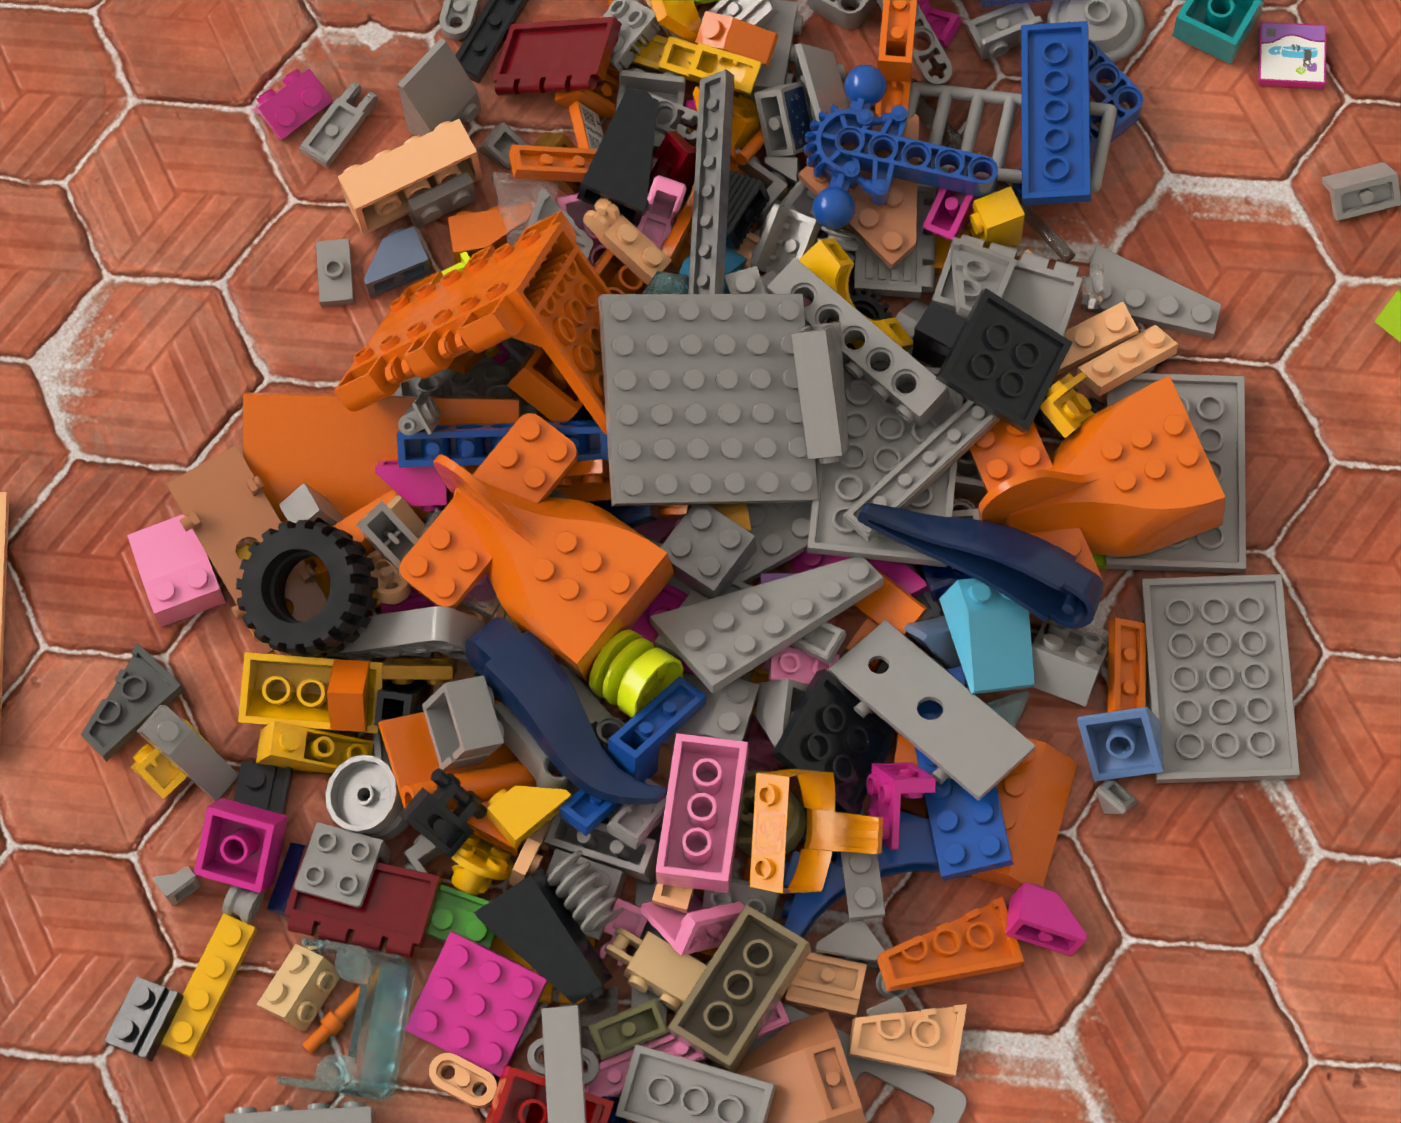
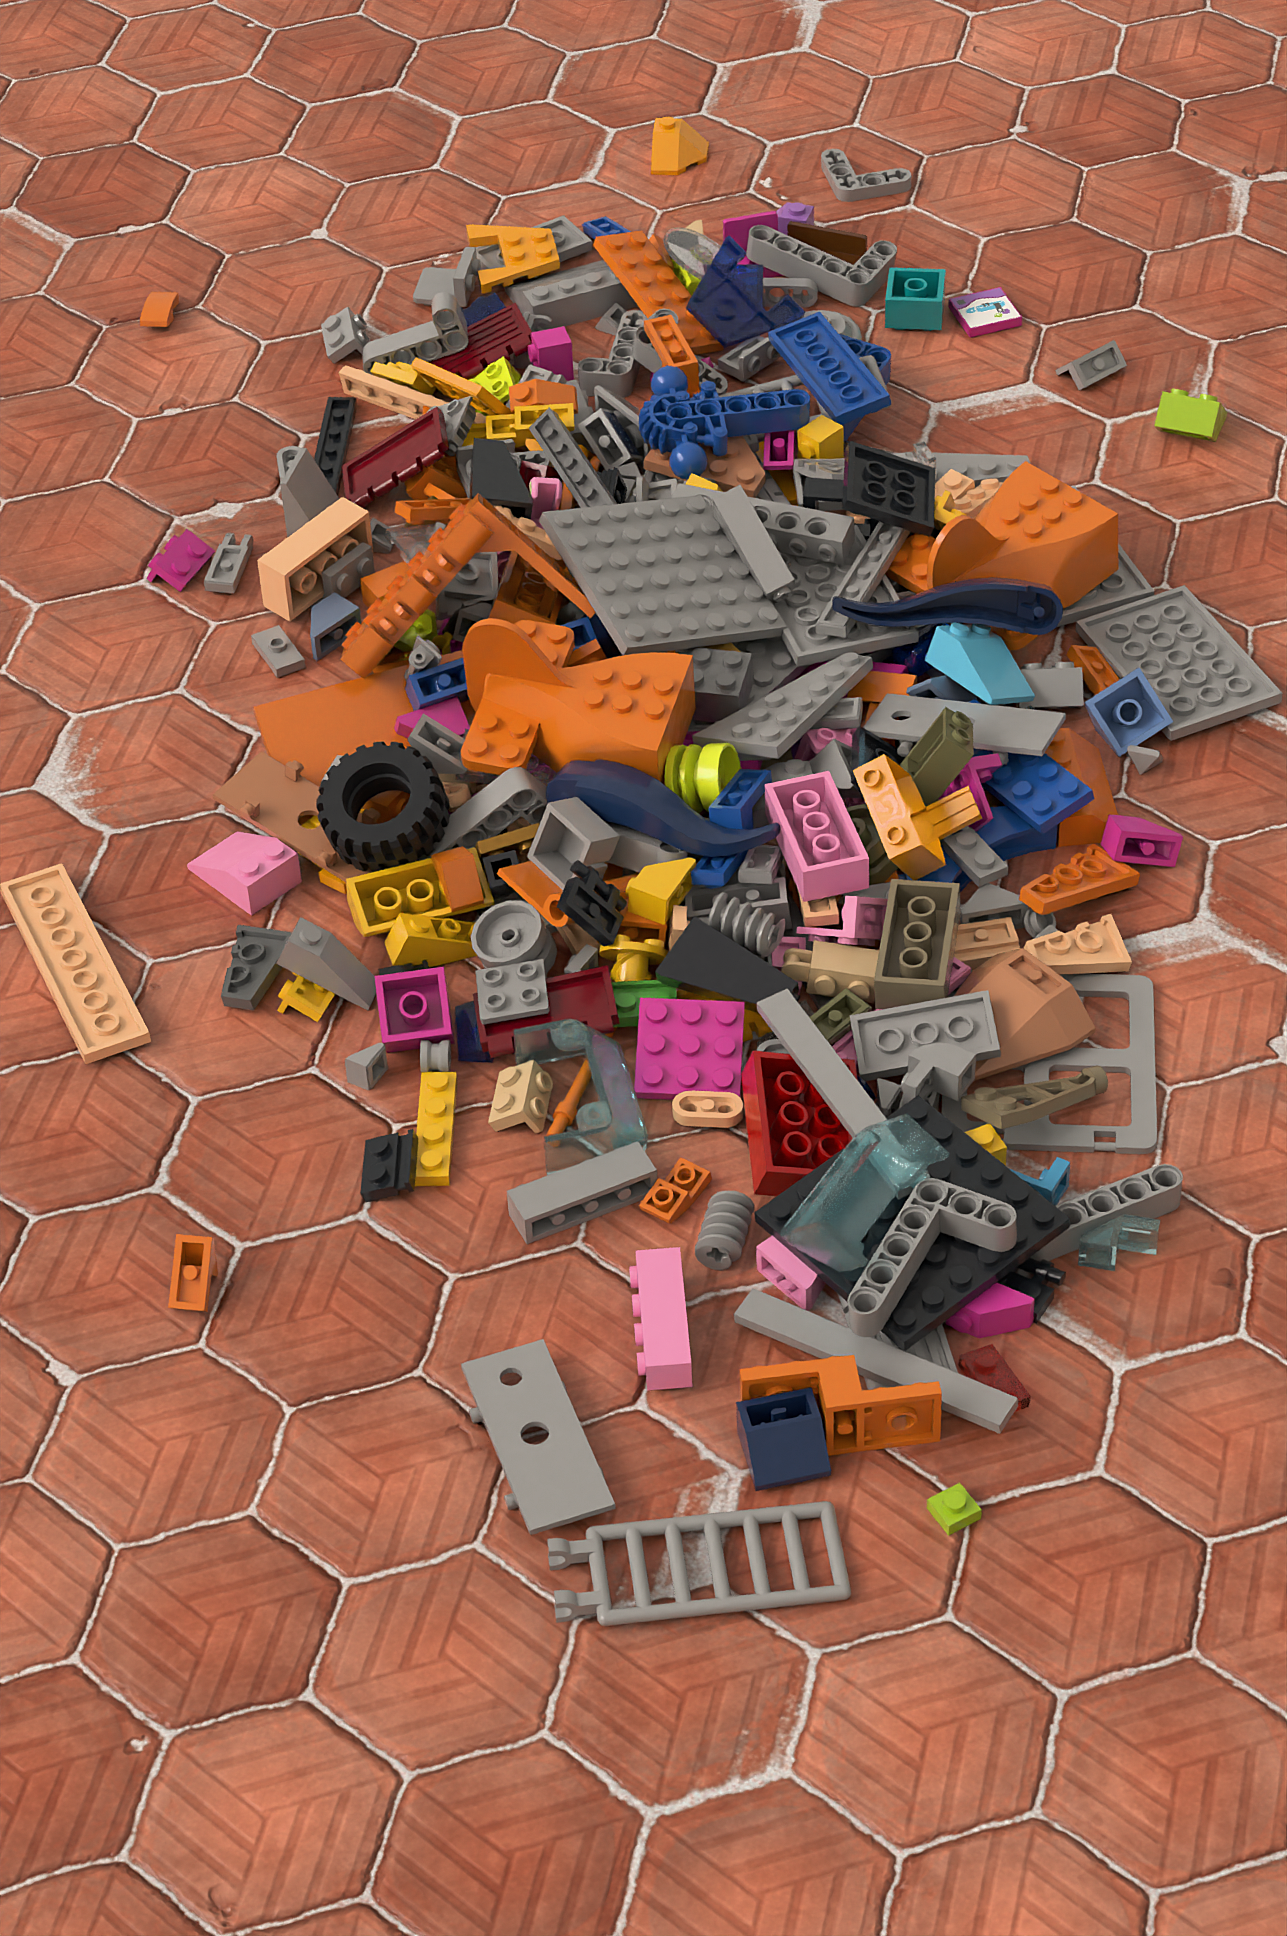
camera: 25 degrees left, 25 degrees down
(877, 757) = (940, 754): none -> olive window

